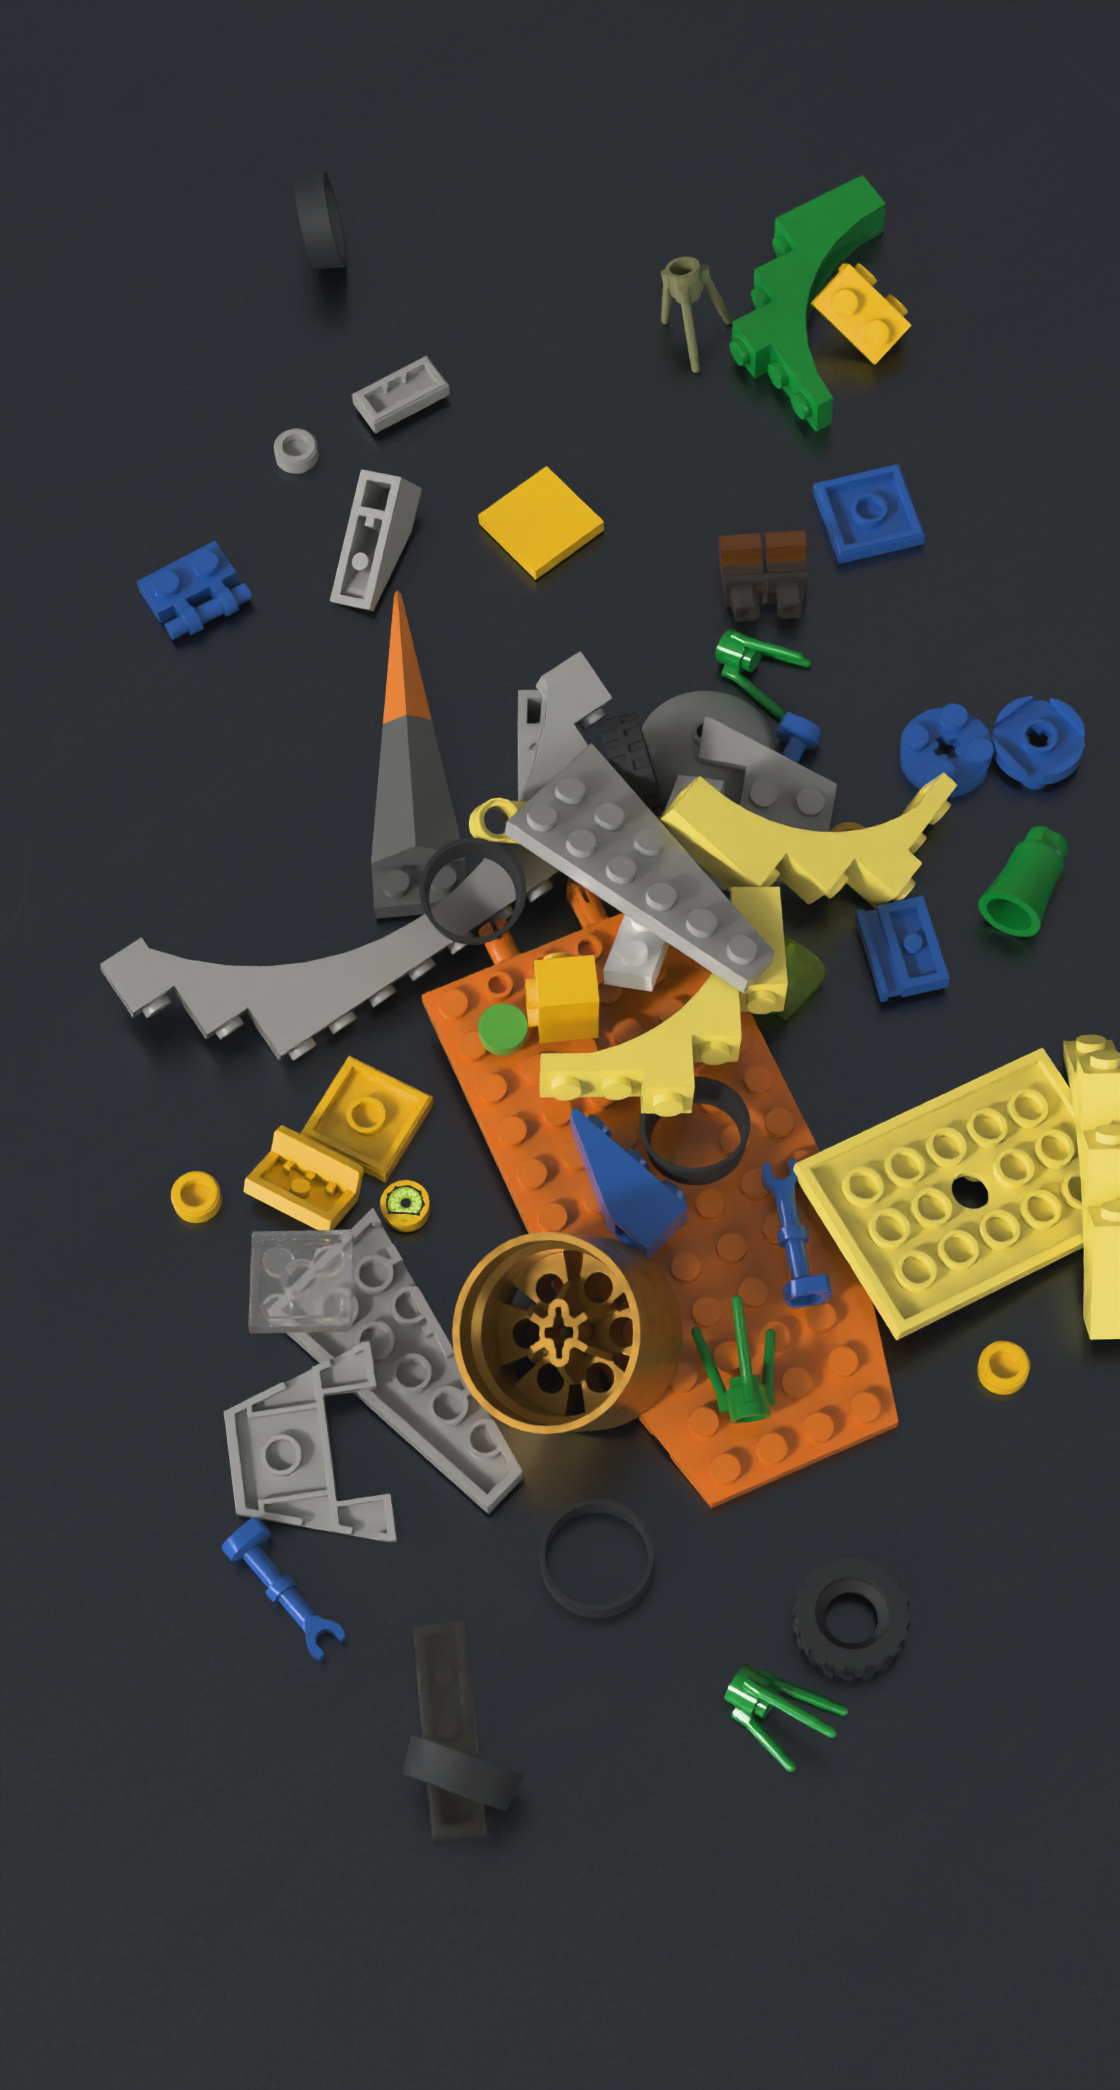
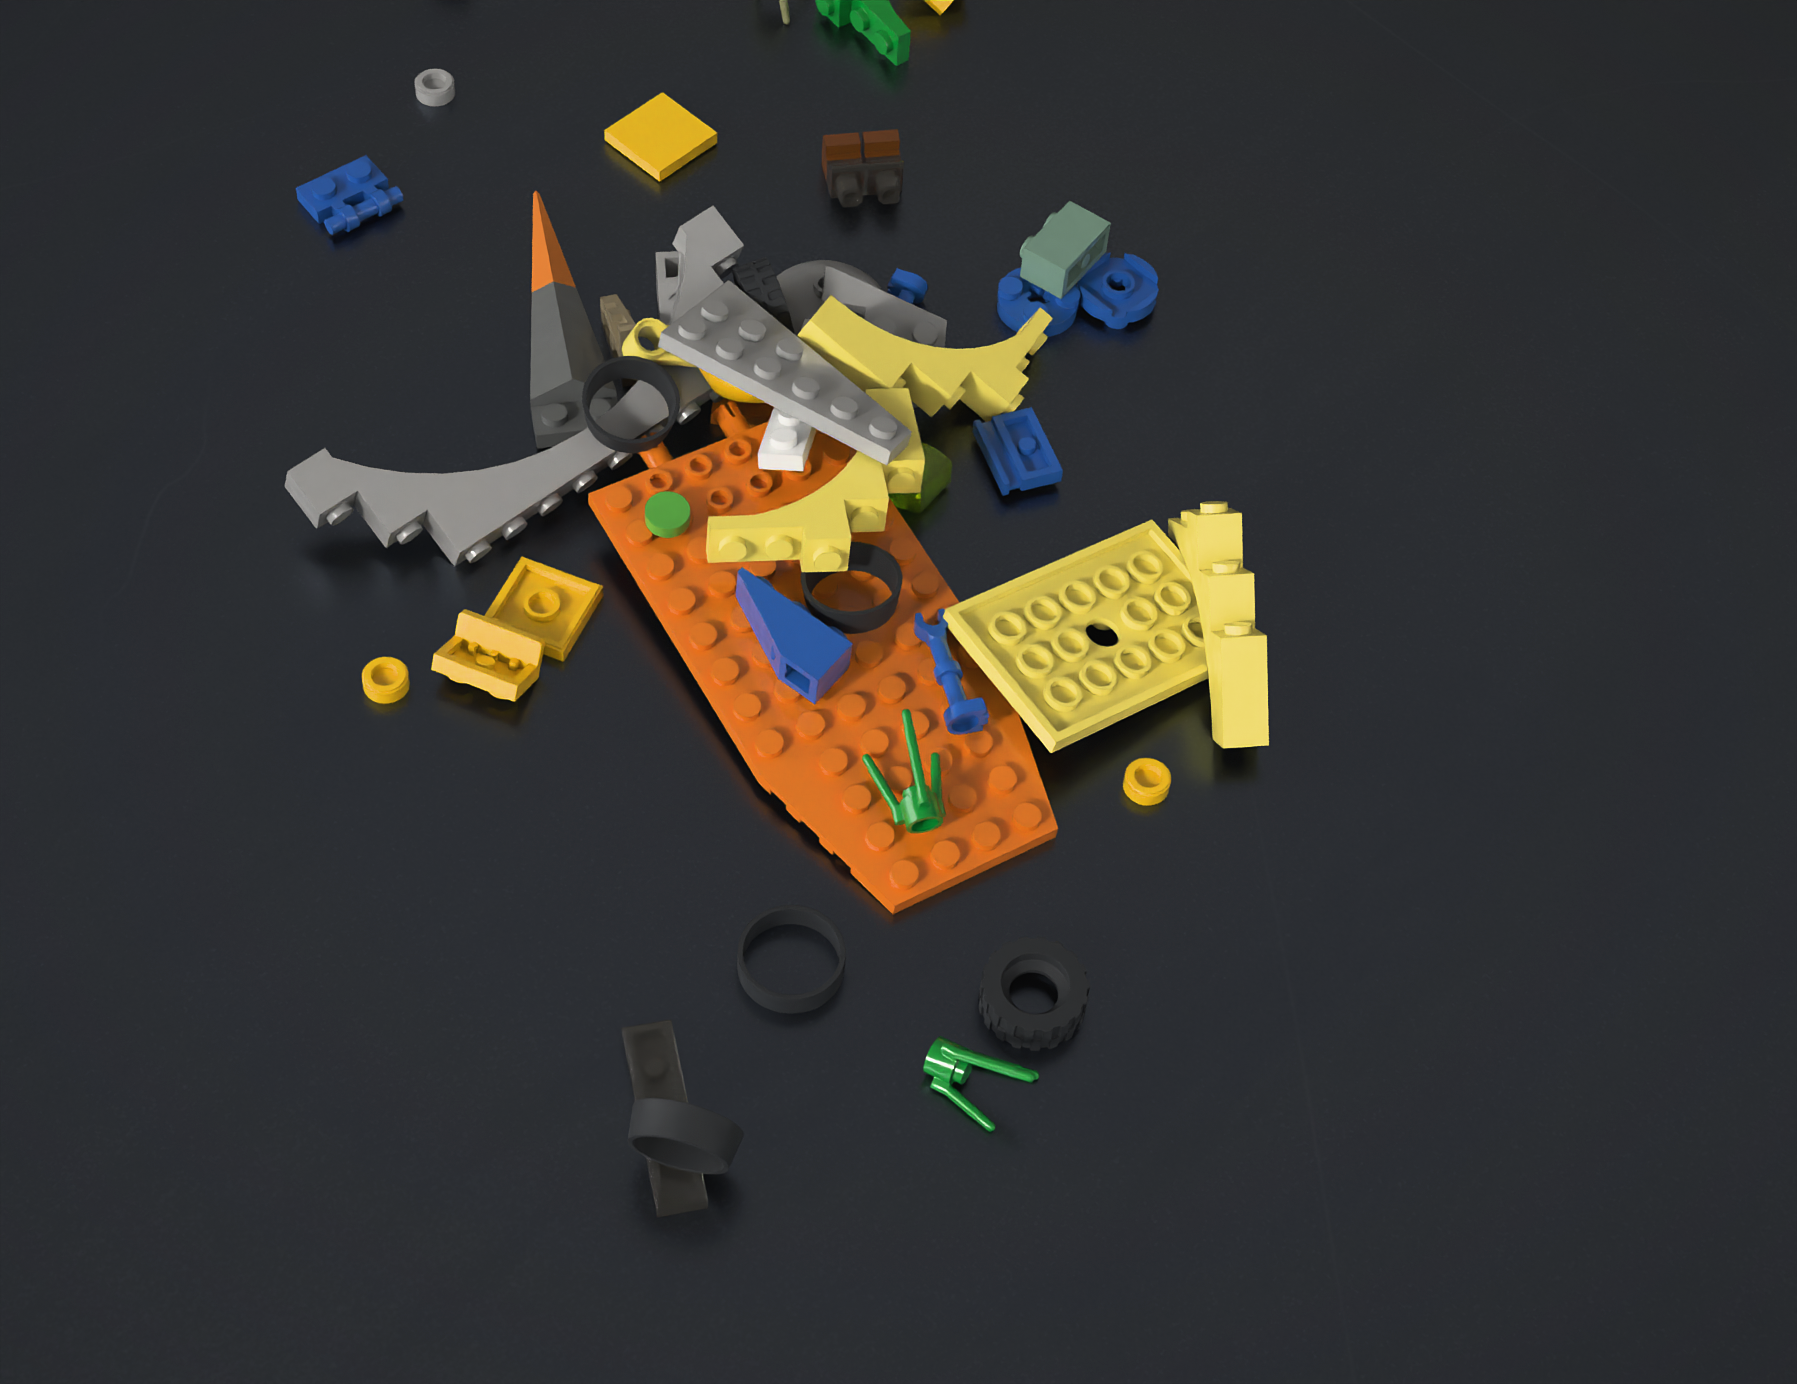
camera: 15 degrees left, 10 degrees down
(246, 1545) = (456, 967): blue piece -> none
(285, 1454) = (488, 887): light grey wing -> none
(301, 1281) = (493, 735): clear plate -> none
(374, 538) = (513, 146): light grey slope -> none
(401, 394) = (526, 41): light grey plate -> none
(405, 1206) = (584, 677): tile -> none
(417, 1372) = (581, 795): light grey wing -> none
(473, 775) = (616, 325): none -> dark tan wing
(492, 1333) = (713, 694): pearl gold wheel -> none
(563, 998) = (723, 476): yellow brick -> none
(743, 653) = (851, 227): green plant -> none
(869, 513) = (949, 124): blue tile -> none
(979, 696) = (1064, 249): none -> sand green brick
(1023, 887) = (1117, 401): green plant -> none

